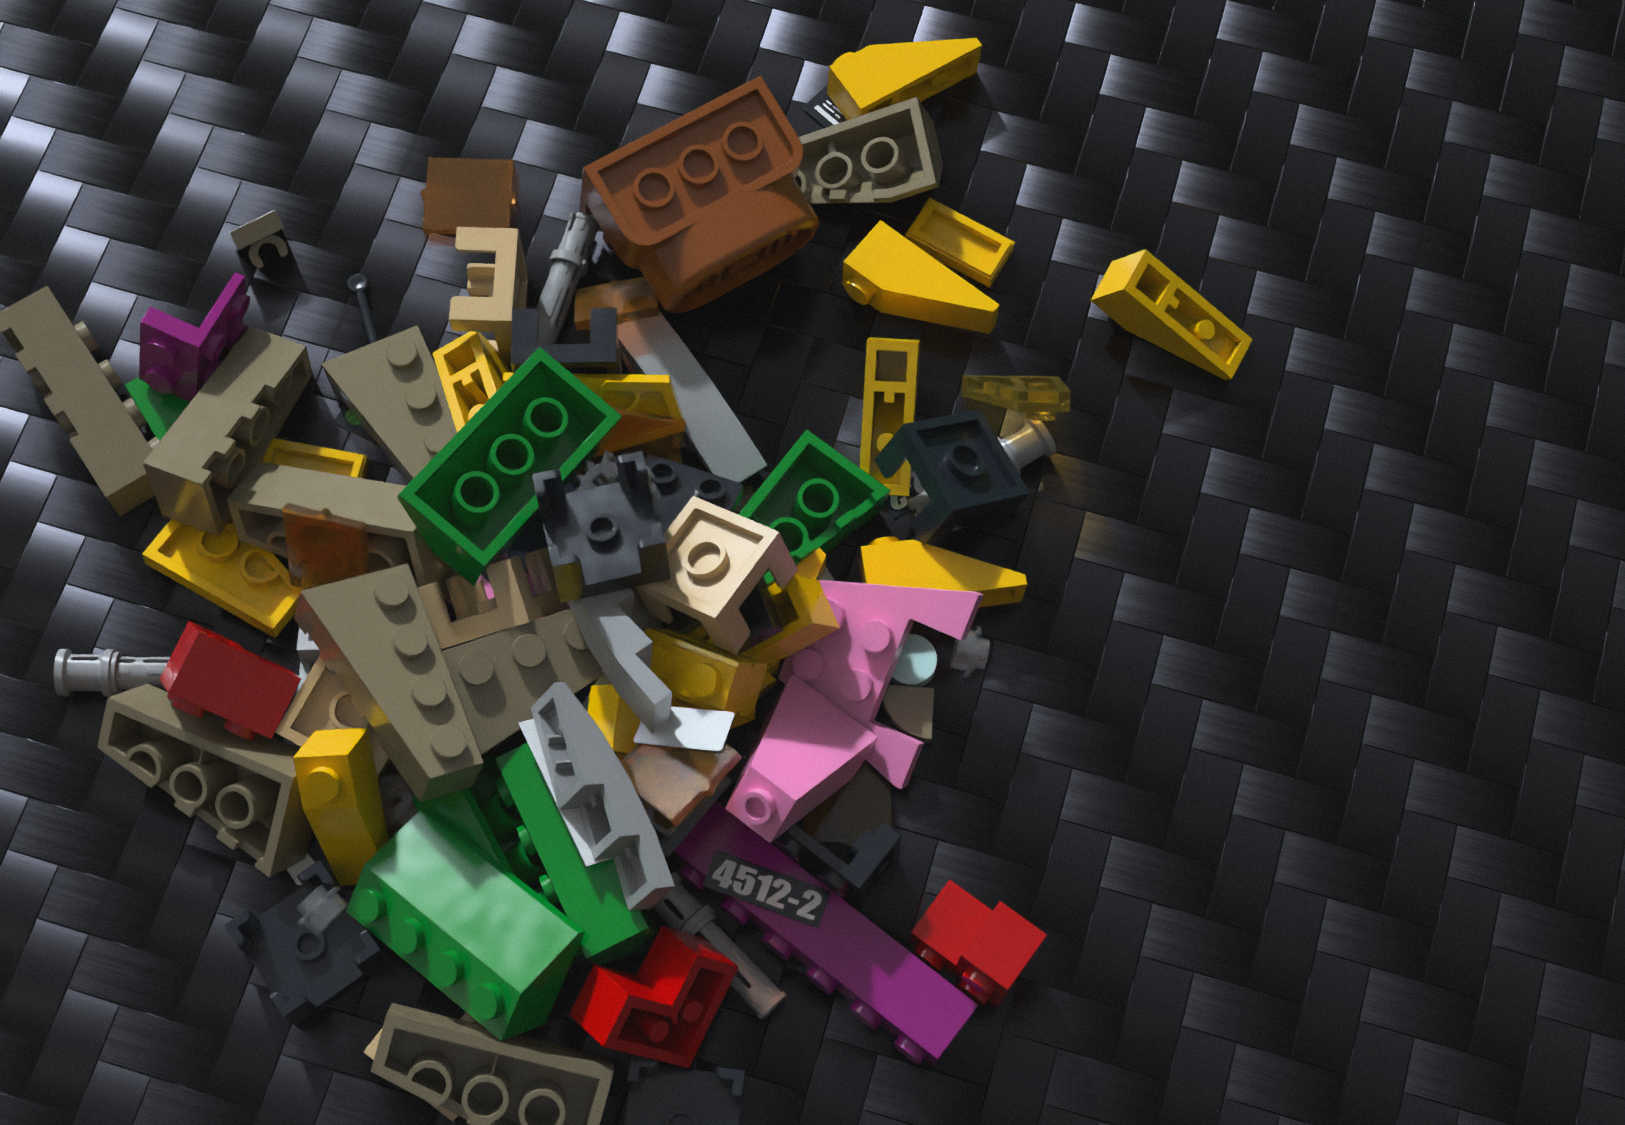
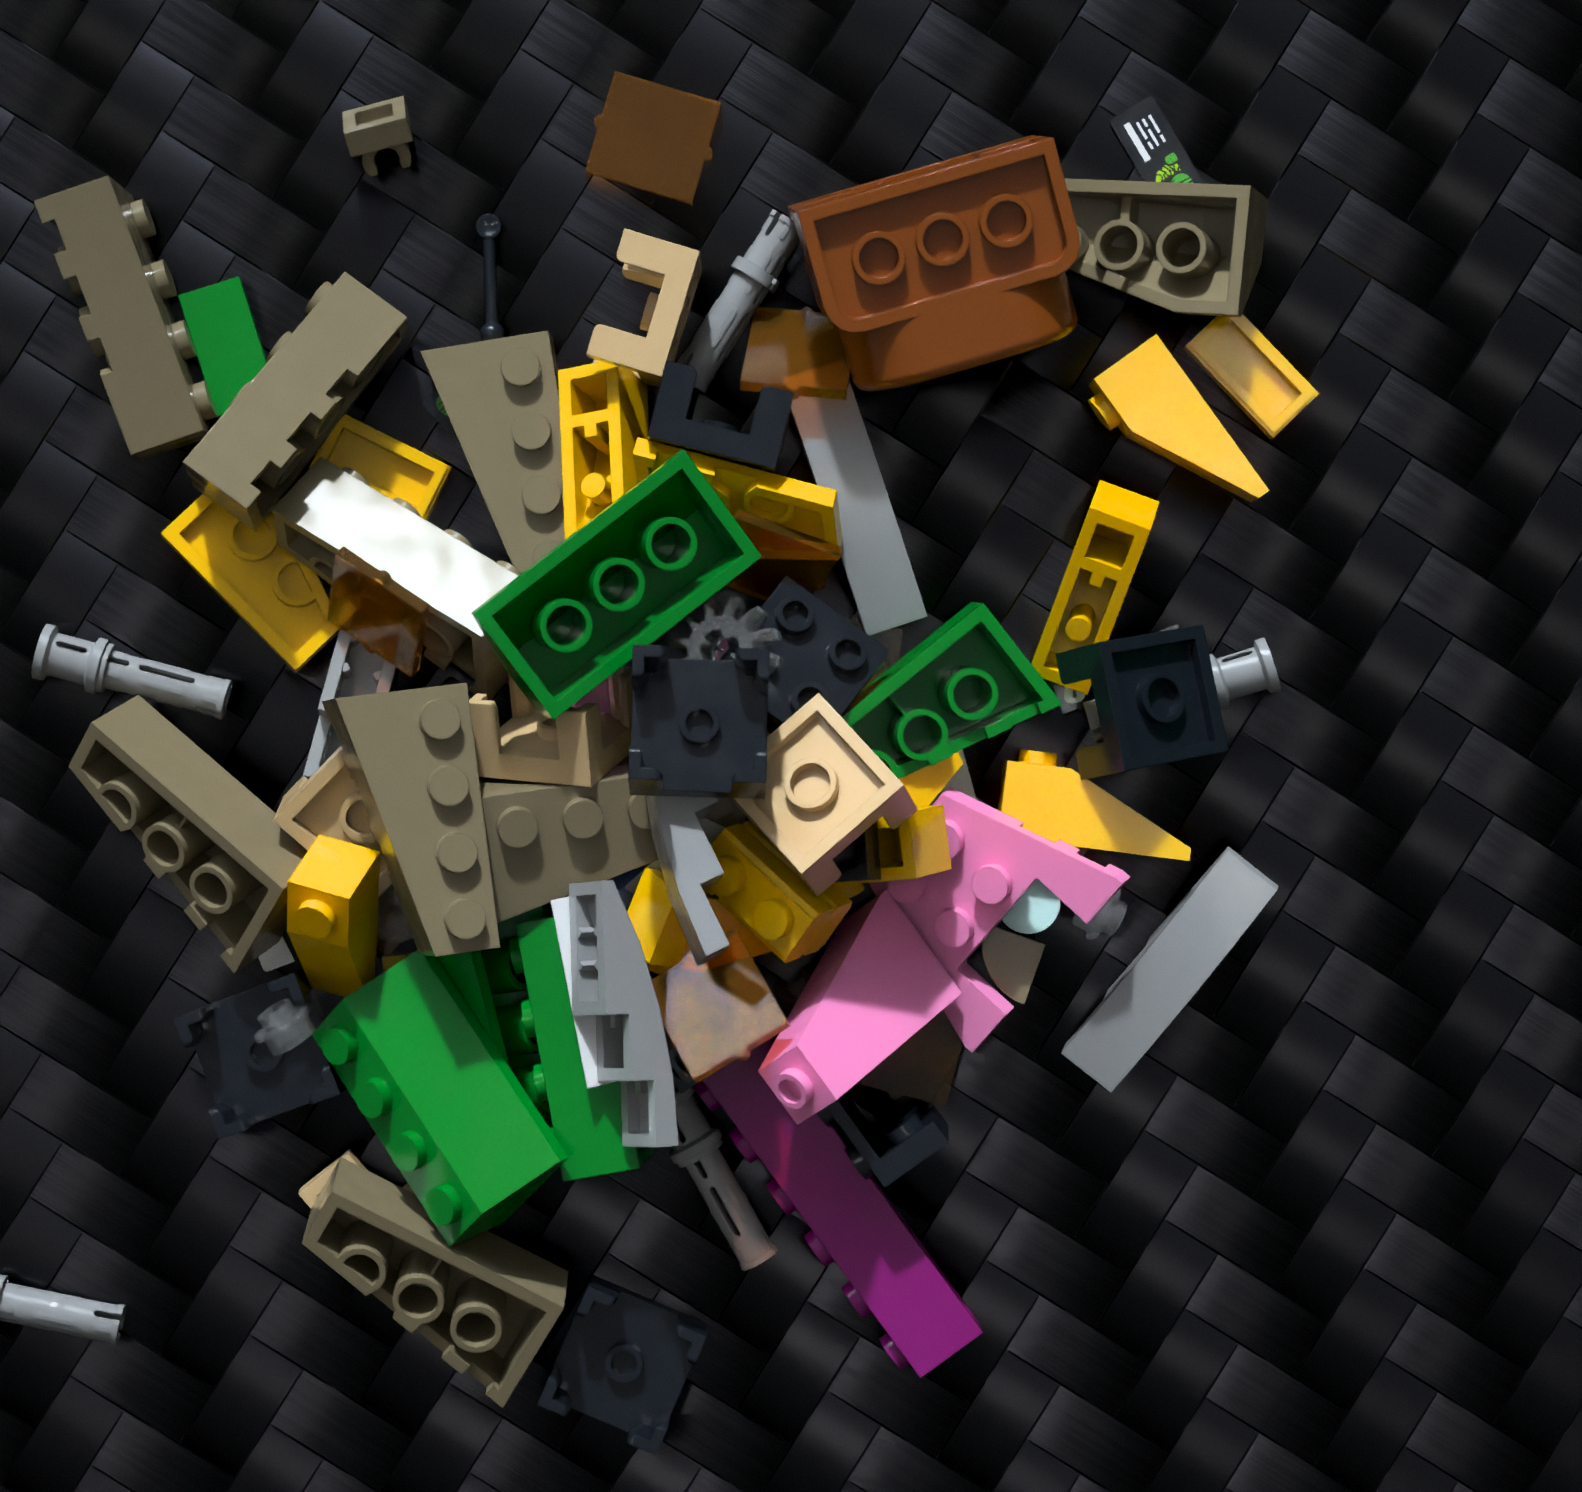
camera: 15 degrees right, 20 degrees up
(183, 357) = (247, 301): magenta bracket -> none
(228, 681) = (226, 743): red brick -> none
(664, 1006) = (632, 1242): red brick -> none
(690, 729) = (744, 971): white sticker -> none
(766, 888) = (784, 1140): black sticker -> none
(898, 72) = (1232, 121): yellow slope -> none
(975, 944) = (1008, 1266): red brick -> none
(1035, 395) = (1260, 611): clear yellow wing -> none
(1038, 680) = (1169, 969): none -> light grey slope
(1170, 314) = (1479, 549): yellow slope -> none

